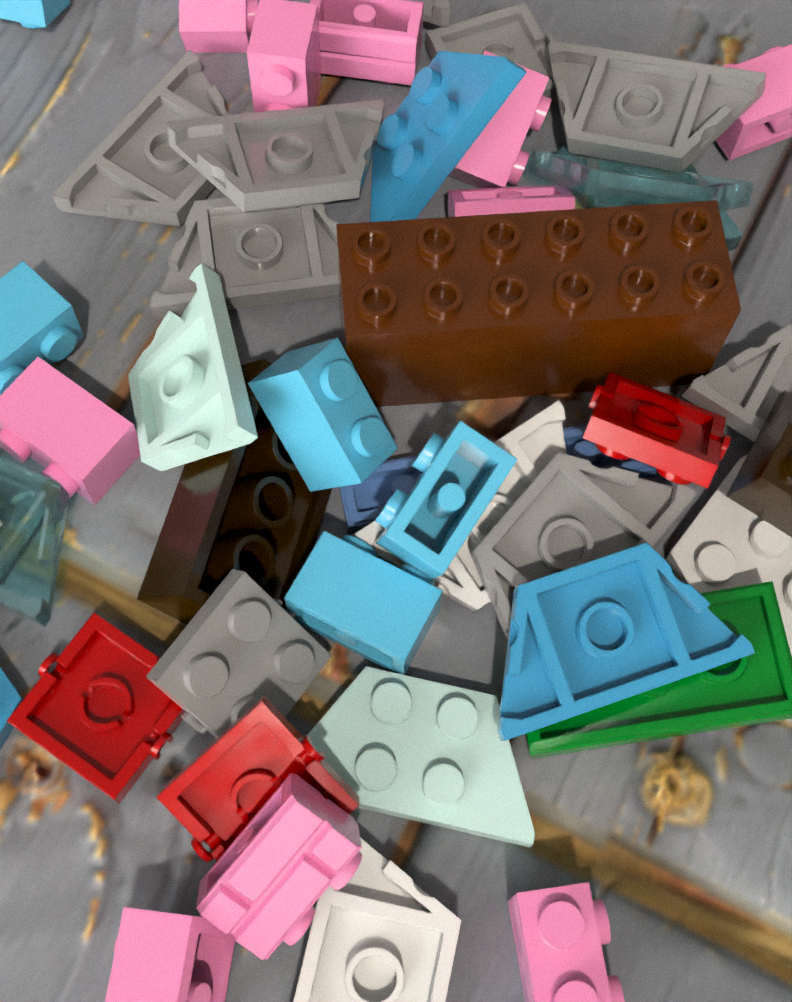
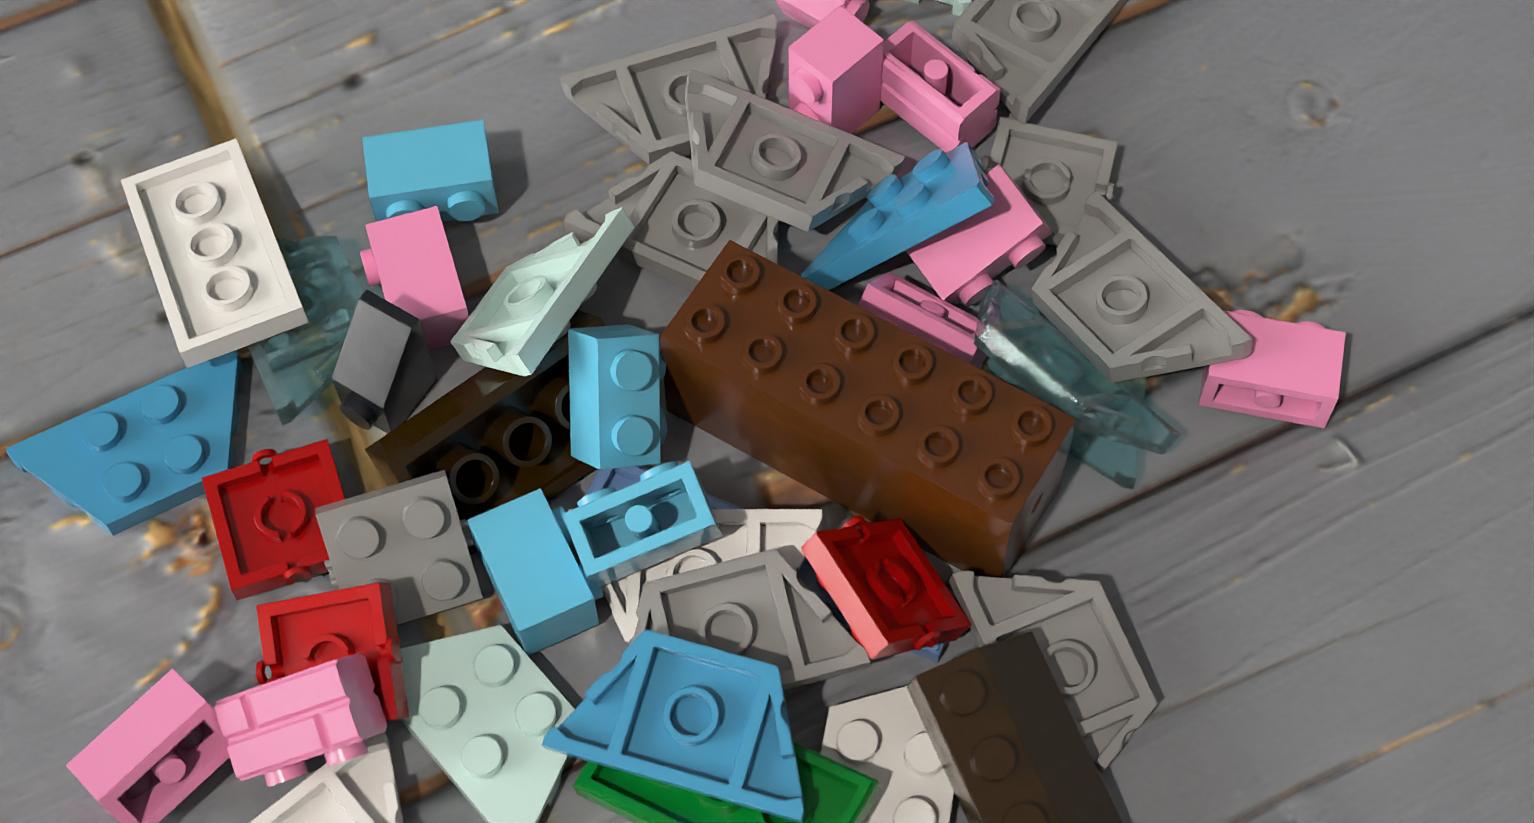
camera: 40 degrees right, 5 degrees down
(96, 517) = (382, 365): none -> black slope

